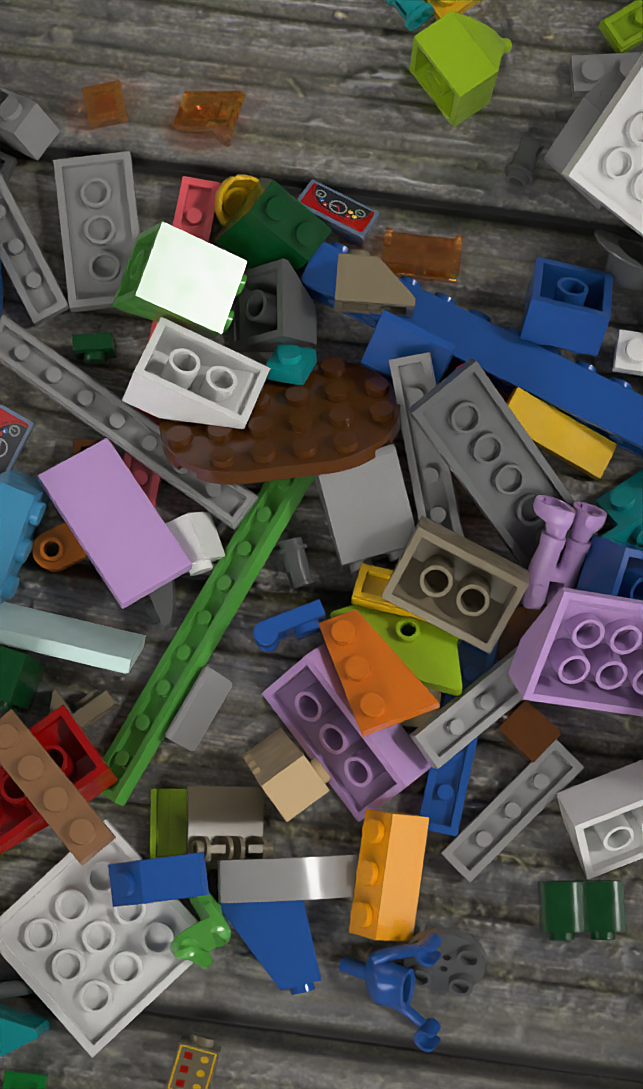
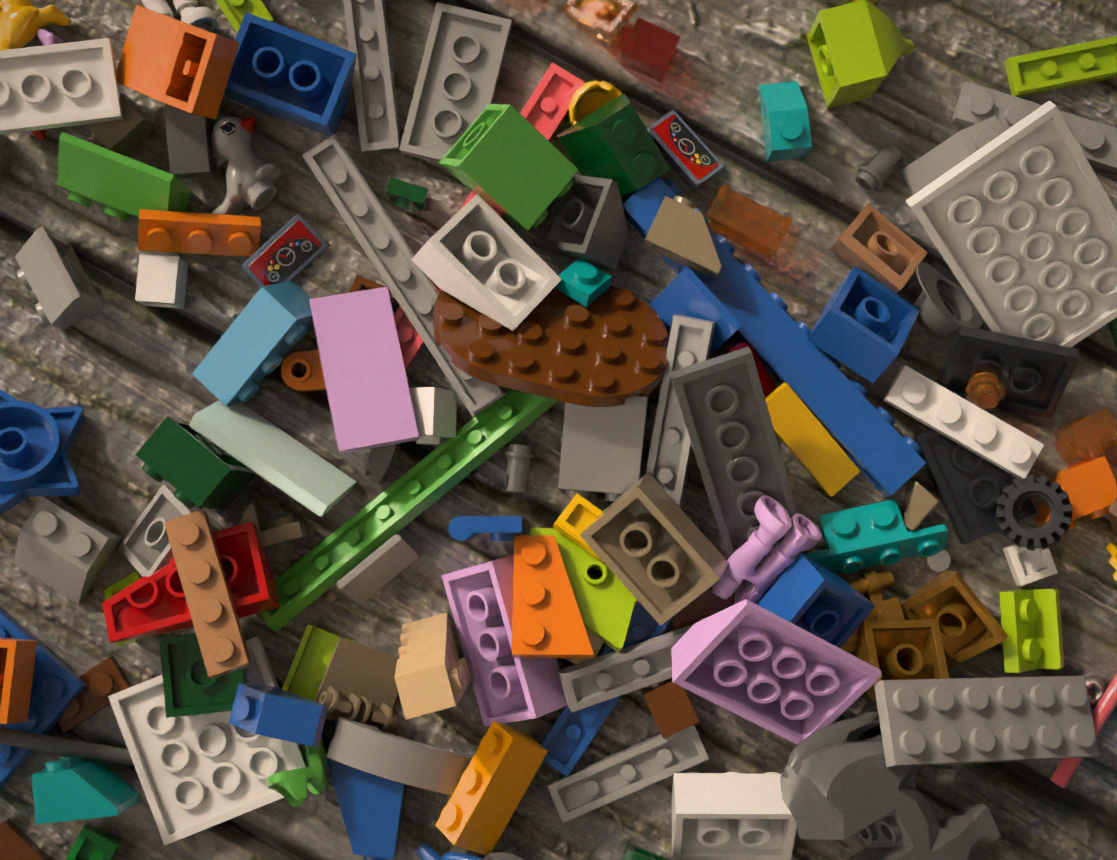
camera: 30 degrees right, 5 degrees up
(59, 881) = (186, 679): none -> dark green plate
(267, 132) = (648, 49): none -> clear red brick
(420, 152) = (784, 121): none -> teal slope
(552, 235) = (879, 249): none -> medium nougat slope

